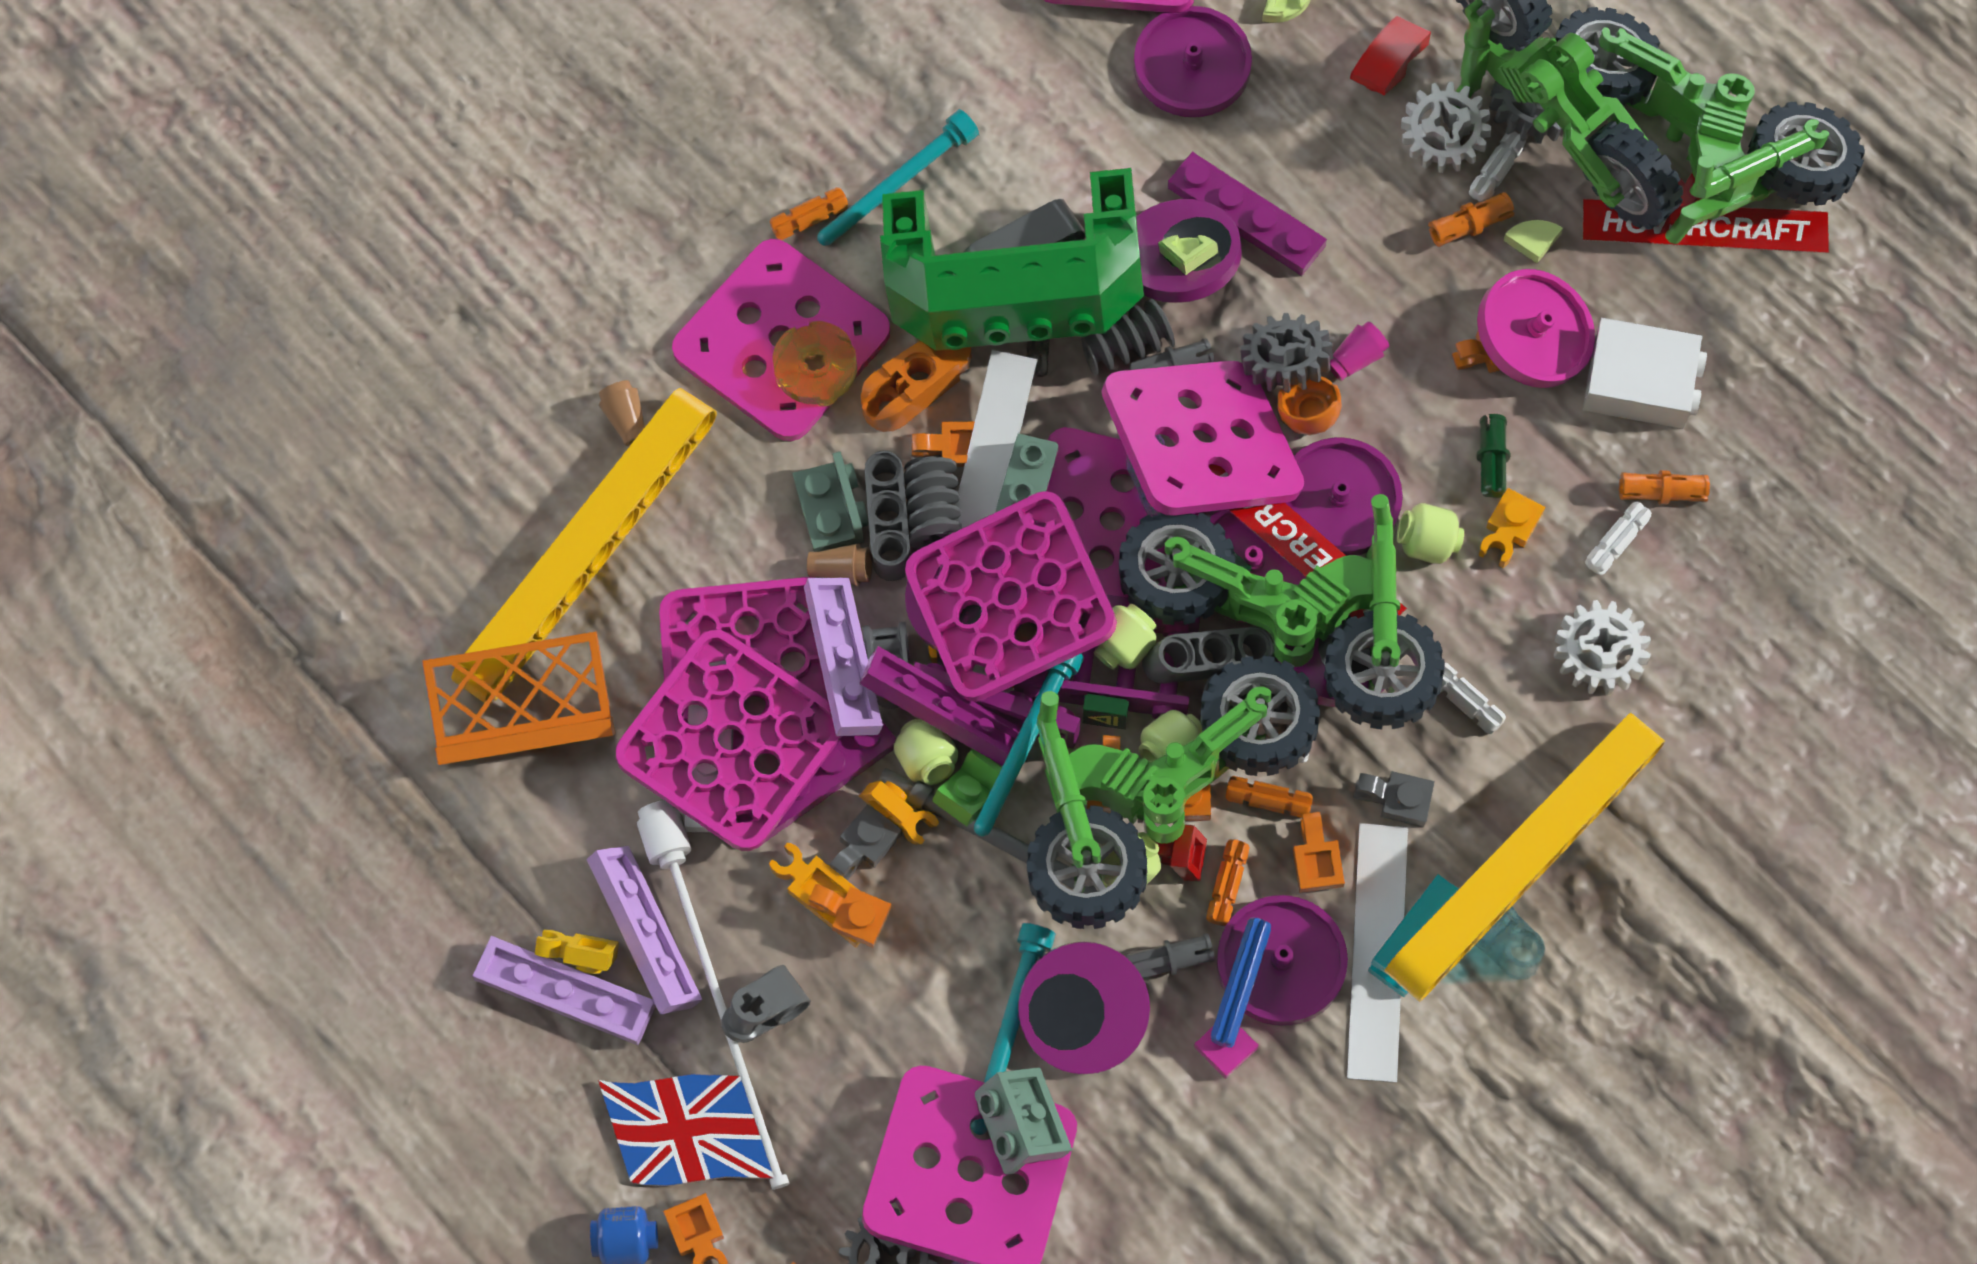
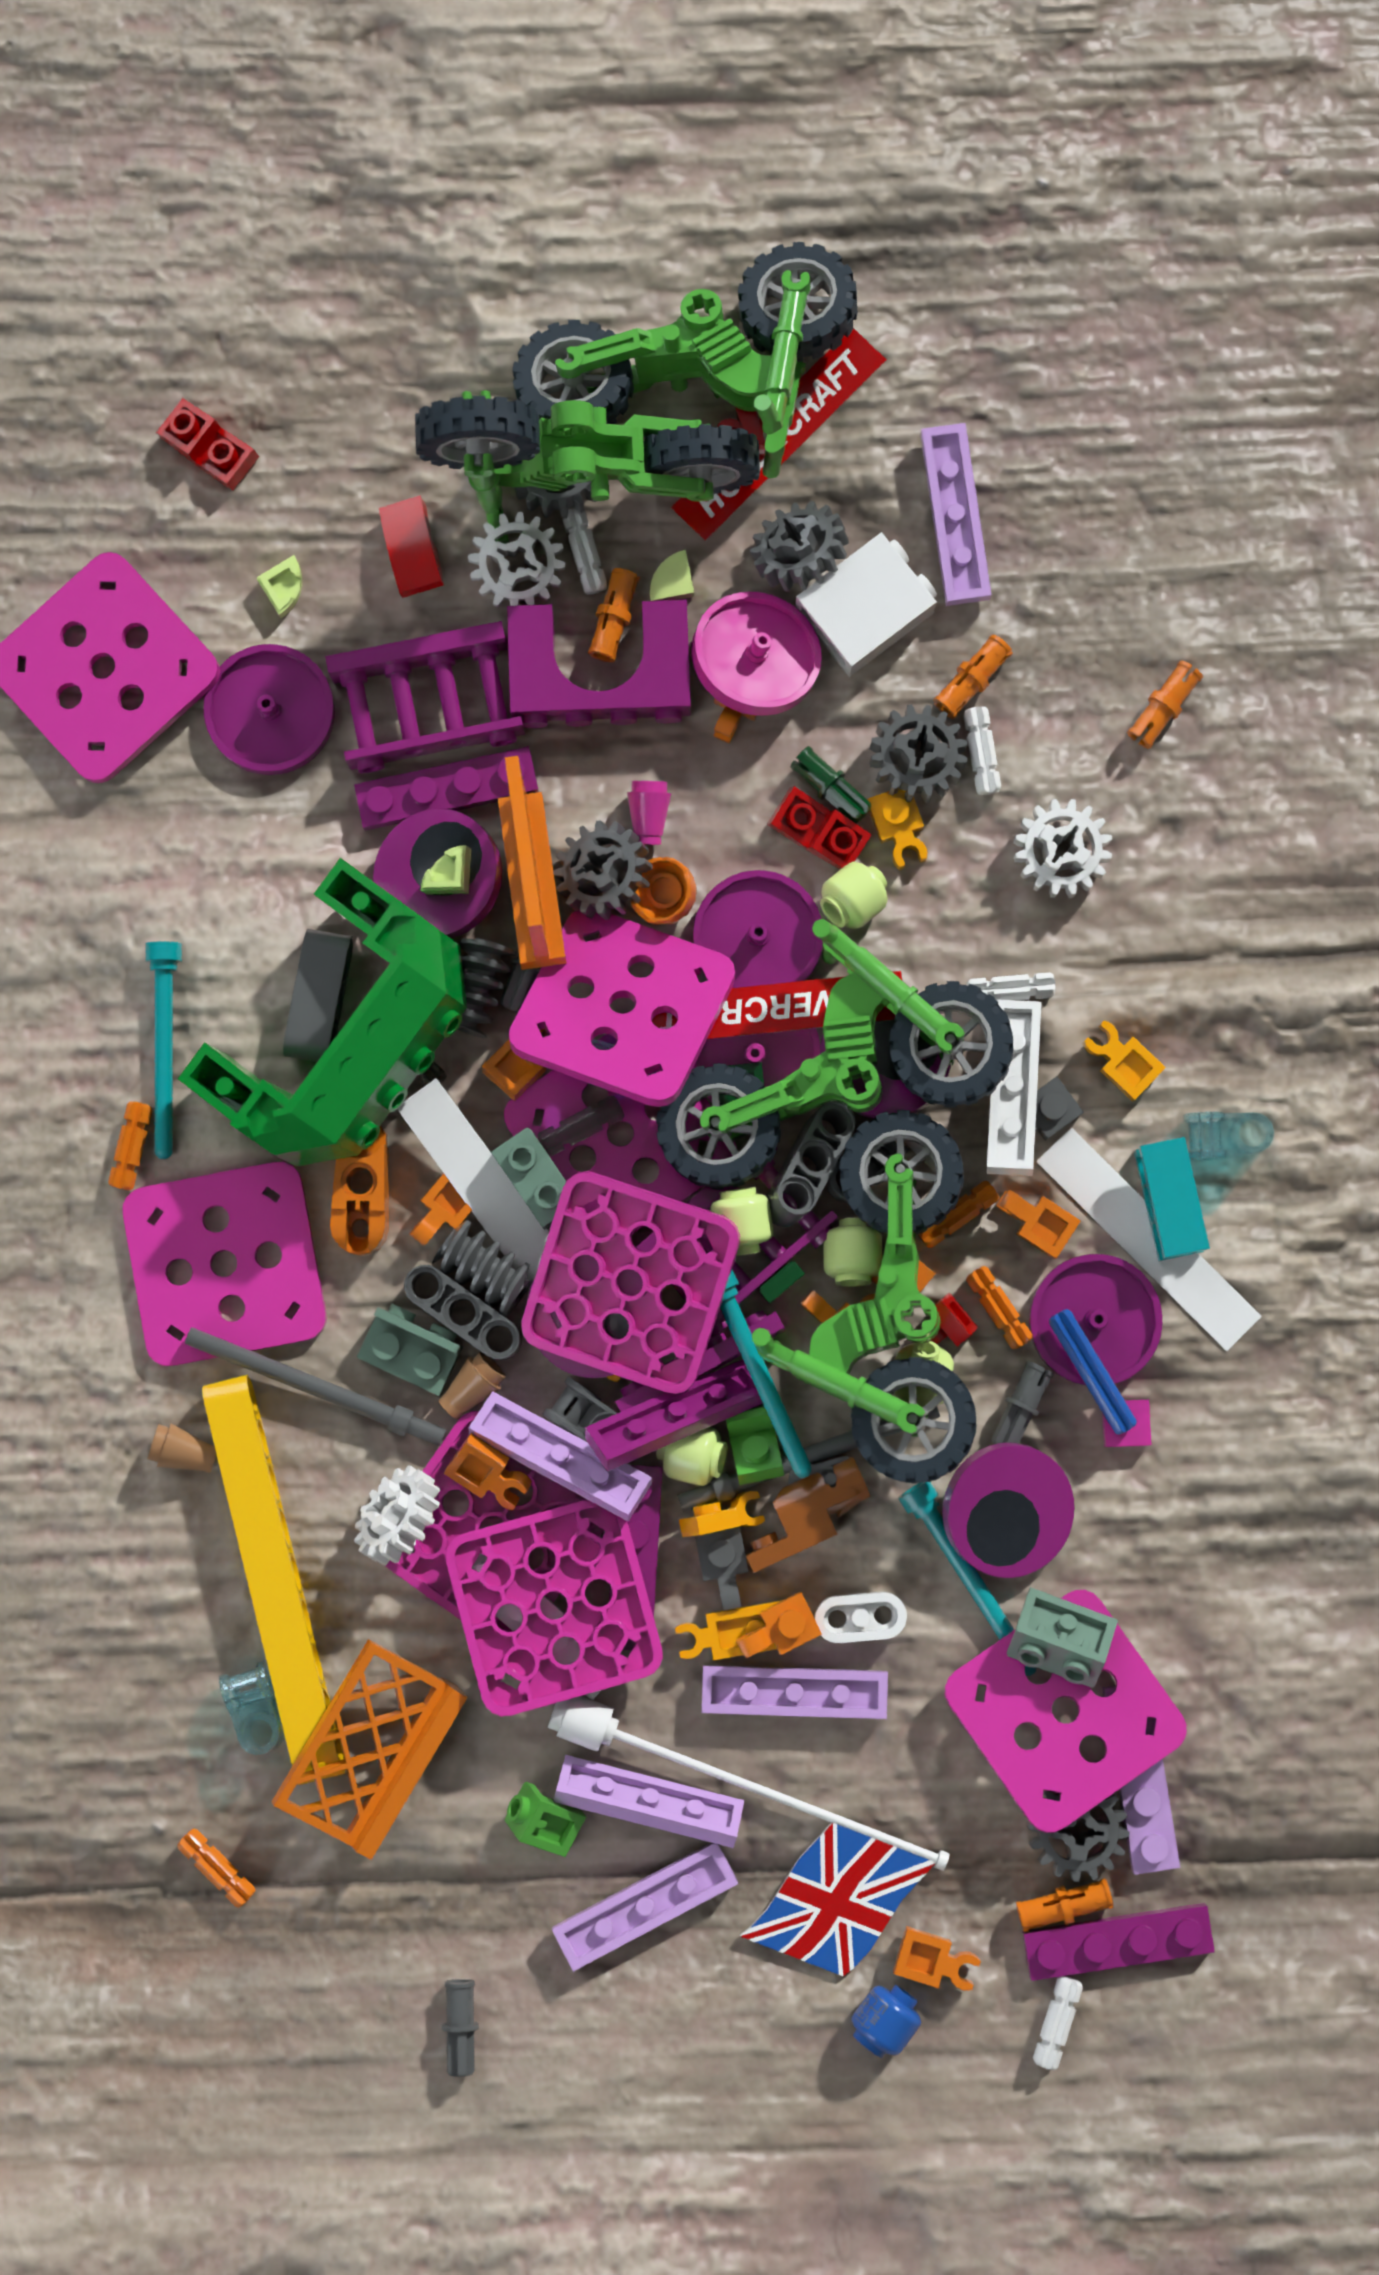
camera: 50 degrees left, 15 degrees up
(344, 674) = (216, 1868): none -> orange axle
(364, 934) = (460, 2027): none -> dark grey axle
(477, 600) = (251, 1706): none -> clear light blue piece
(566, 868) = (543, 1822): none -> bright green bracket
(586, 952) = (625, 1867): yellow plate -> none
(702, 581) = (397, 1515): none -> white gear
(764, 1005) = (794, 1753): dark grey piece -> none
(771, 535) = (399, 1419): none -> dark grey bar
(784, 615) = (482, 1469): none -> orange plate
(814, 968) = (794, 1692): none -> lavender plate
(824, 384) = (252, 1249): clear yellow plate -> none
(911, 970) = (860, 1619): none -> white plate
(953, 866) = (806, 1510): none -> dark orange plate
(1089, 411) = (511, 1072): none -> orange plate
(1092, 484) = (581, 1125): none -> clear smoke axle
(1241, 298) = (530, 873): none -> orange fence
(1302, 108) = (396, 662): none -> magenta fence
(1395, 752) = (1015, 1099): none -> white plate
(1446, 285) = (655, 690): none -> magenta arch
(1454, 473) = (818, 829): none -> red slope
(1490, 823) = (1129, 1065): none -> light orange plate
(1524, 857) = (1186, 1068): yellow beam -> none
(1572, 509) = (901, 752): none -> dark grey gear
(1639, 294) = (799, 546): none -> dark grey gear
(1766, 381) = (955, 514): none -> lavender plate
(1775, 634) = (1164, 704): none -> orange pin

